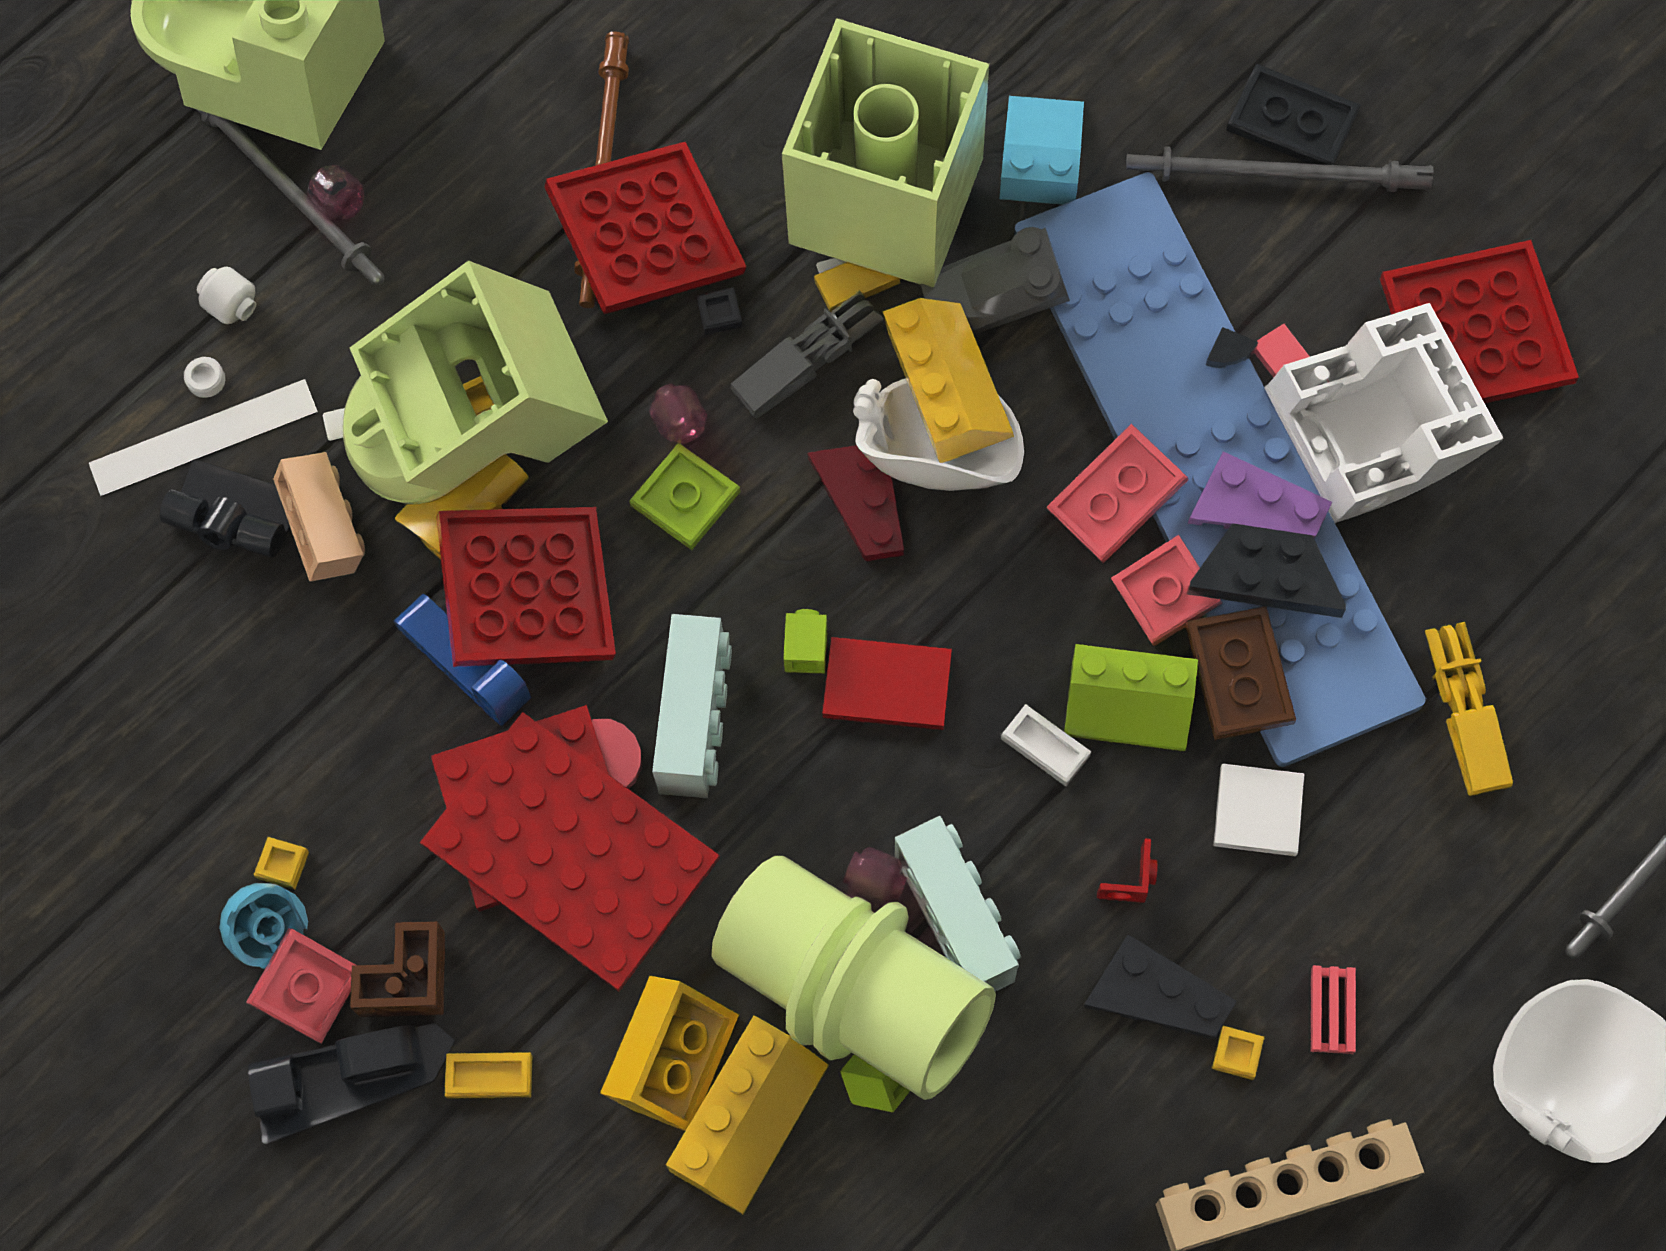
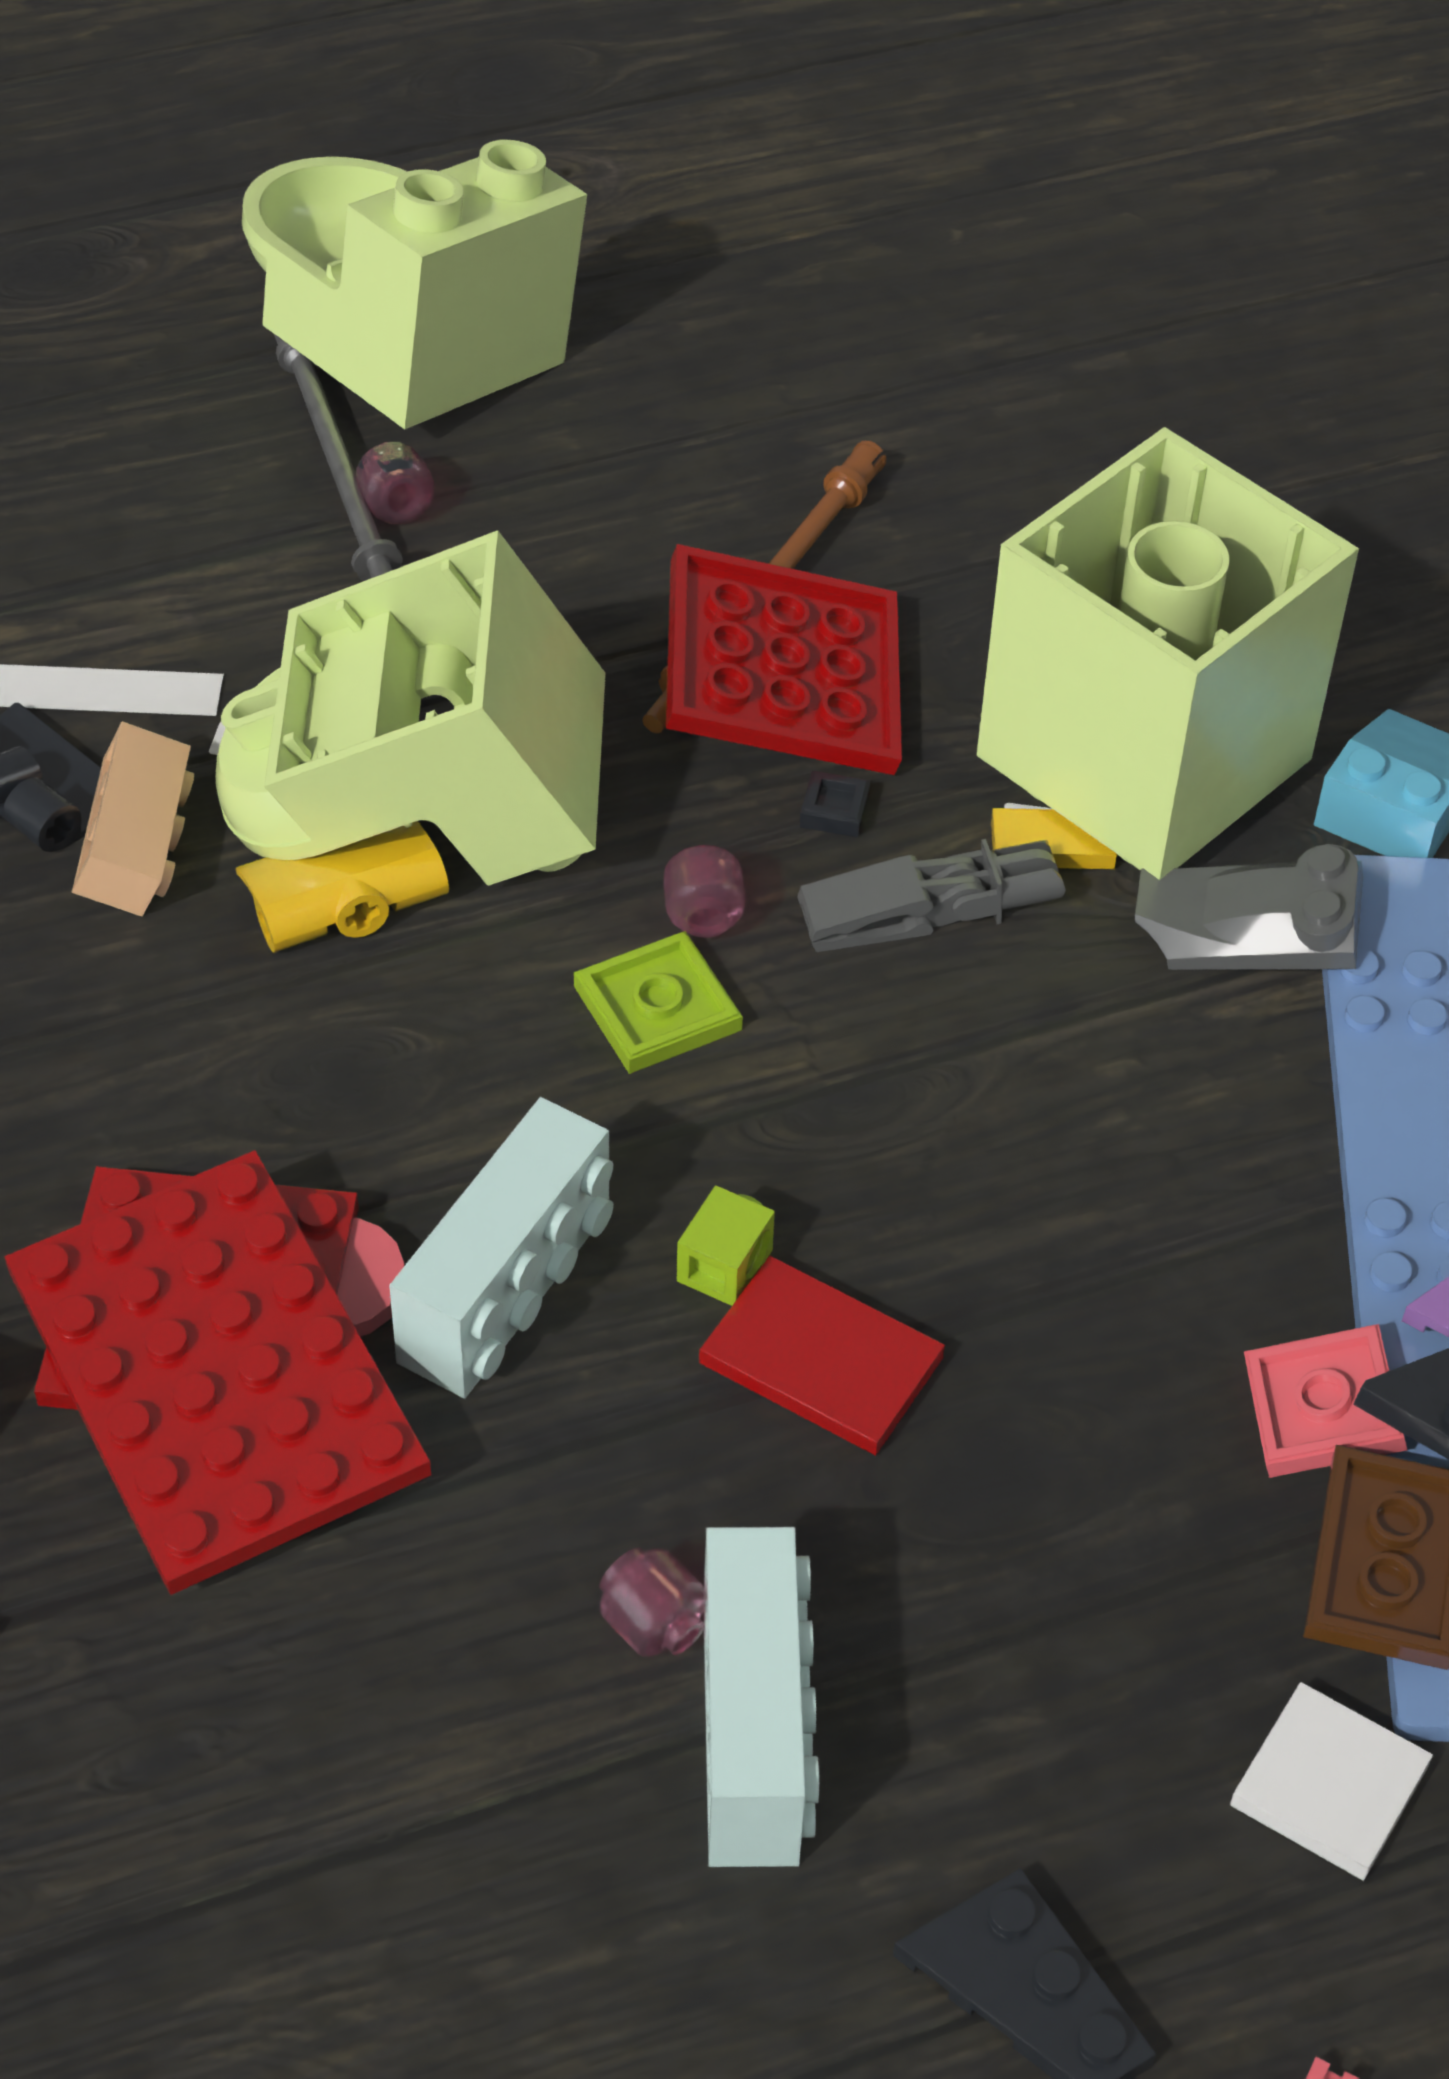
camera: 20 degrees right, 20 degrees down
(204, 377) = (94, 621): white tile -> none
(226, 295) = (180, 537): white head -> none
(491, 687) = (226, 1086): blue beam -> none
(525, 586) = (358, 1005): red plate -> none
(669, 1052) = (194, 1717): yellow slope -> none
(747, 1115) = (256, 1860): yellow slope -> none
(852, 977) = (532, 1704): yellowish green piece -> none
(863, 500) = (919, 1101): dark red wing -> none
(871, 1087) = (495, 1900): lime panel -> none
(899, 445) = (1071, 1047): white piece -> none
(947, 377) = (1118, 981): yellow slope -> none
(1045, 745) = (1026, 1541): white tile -> none
(1117, 493) = (1309, 1239): coral tile -> none
(1130, 697) = (1195, 1522): lime slope -> none
(1130, 893) = (1069, 1807): red bracket -> none

